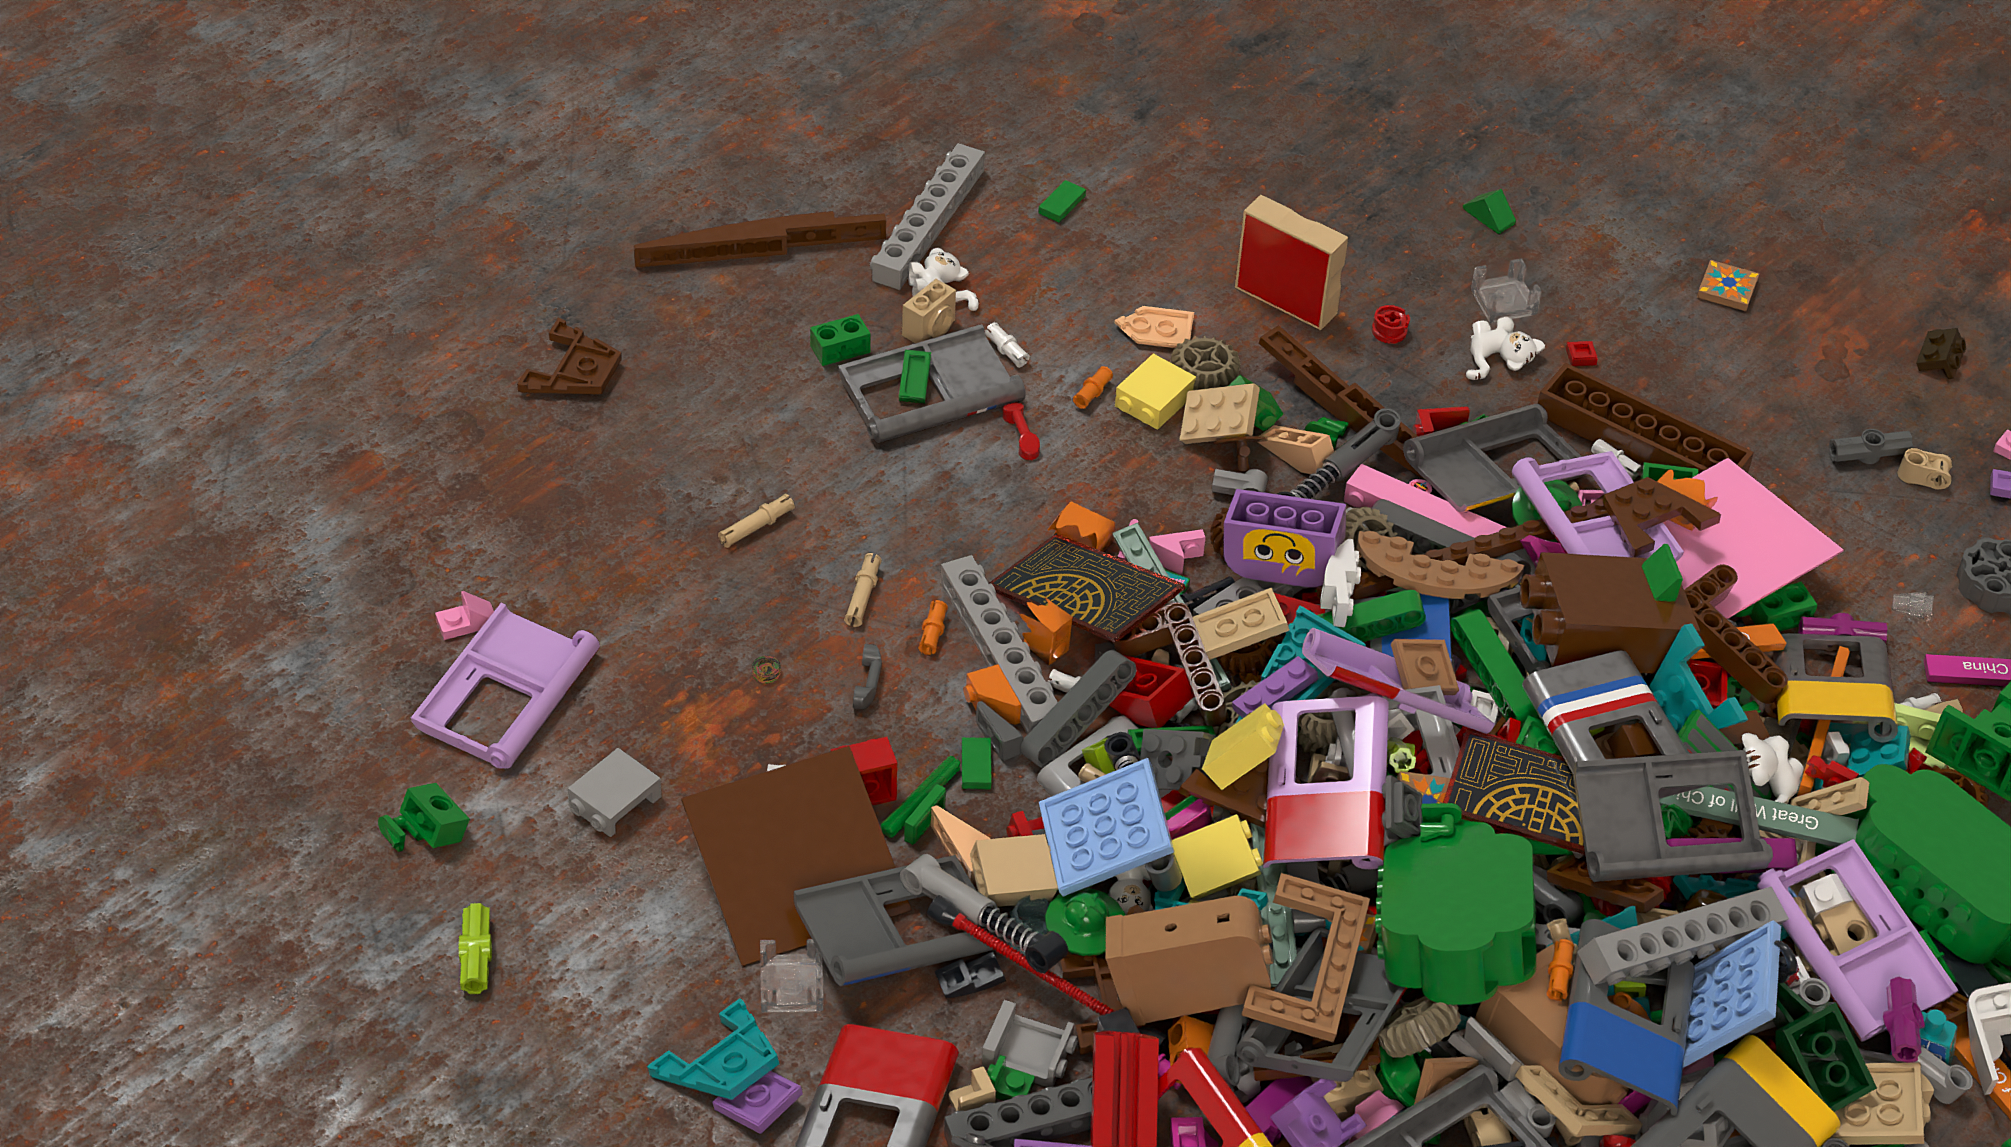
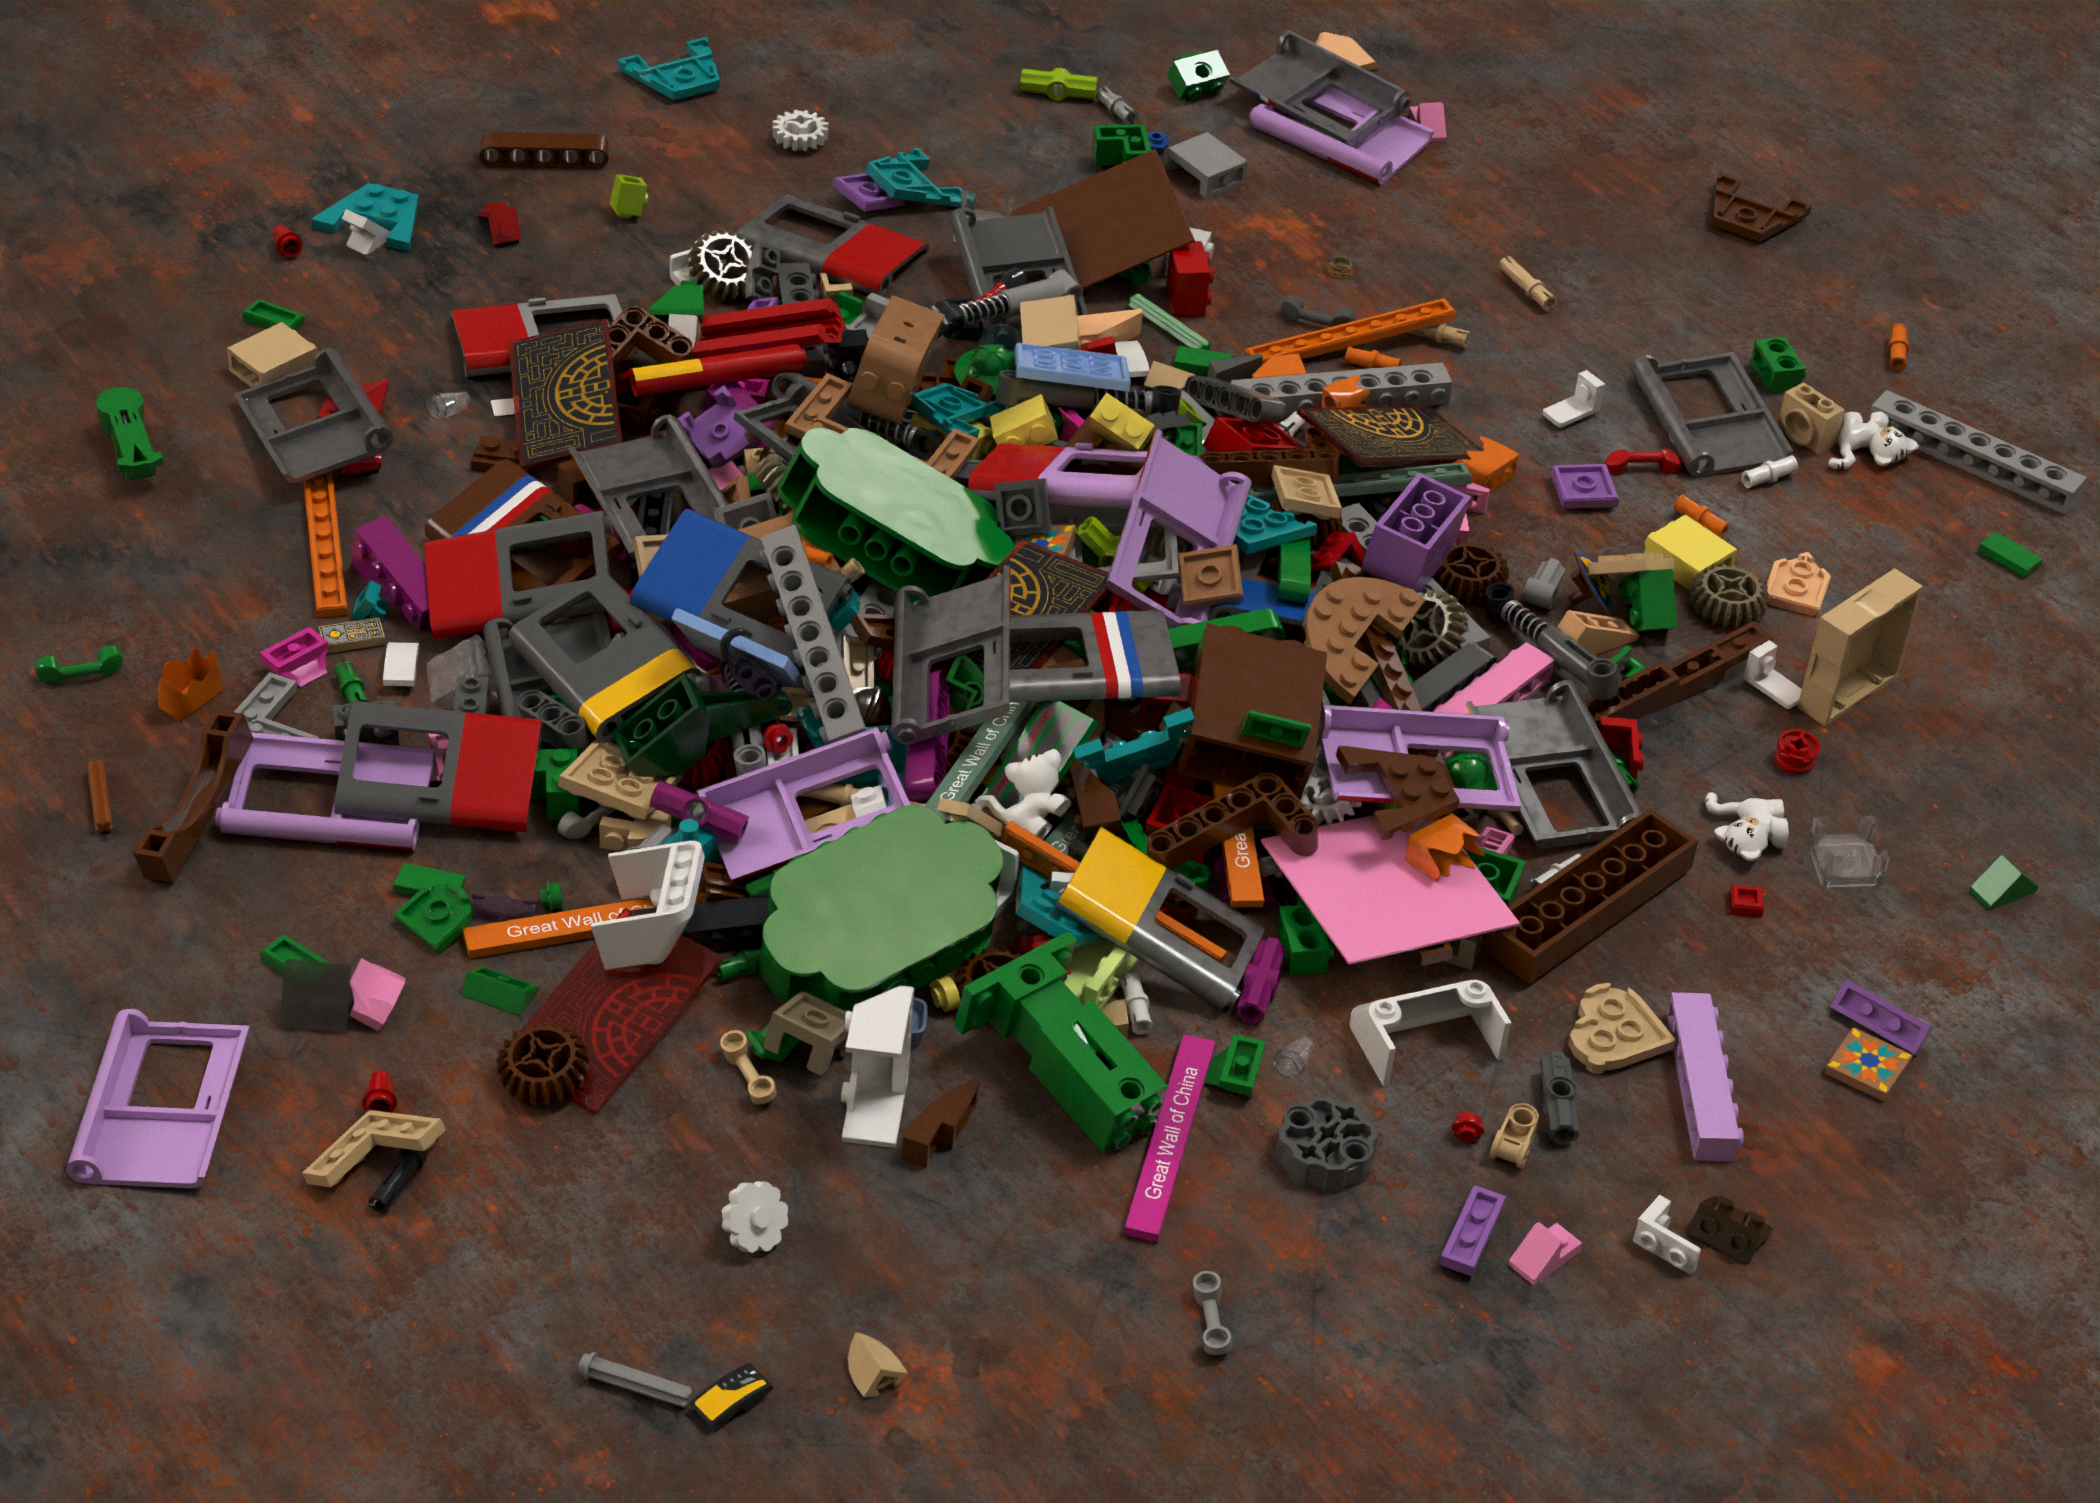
camera: 100 degrees right, 5 degrees down
(337, 703) = (1347, 49): none -> light nougat tile
(434, 732) = (1307, 69): none -> flat silver piece
(504, 889) = (1116, 105): none -> light grey pin
(573, 852) = (1158, 141): none -> blue plate
(614, 857) = (1118, 143): none -> green brick
(759, 238) = (1935, 337): reddish brown slope -> none
(778, 263) = (1898, 347): none -> orange pin
(903, 645) = (1359, 331): none -> orange tile
(915, 376) = (1720, 401): green tile -> none
(920, 819) = (1153, 321): green tile -> none
(947, 473) = (1584, 403): none -> white bracket
(996, 817) = (1135, 357): none -> white slope
(1026, 784) = (1166, 375): none -> tan brick
(1078, 466) = (1584, 486): none -> medium lavender plate
(1310, 334) = (1761, 675): none -> white bracket
(1339, 582) = (1334, 542): white slope -> none
(1439, 819) = (997, 532): green piece -> none
(1682, 274) = (1881, 1017): none -> medium lavender plate
(1774, 417) = (1616, 1030): none -> tan plate
(1800, 368) = (1704, 1078): none -> lavender brick
(1830, 774) = (1010, 831): red plate -> none
(1864, 545) = (1471, 997): none -> white windscreen
(1929, 498) = (1467, 1127): none -> red plate
(1949, 635) = (1237, 1066): none -> green slope
(1972, 392) = (1655, 1237): none -> white bracket

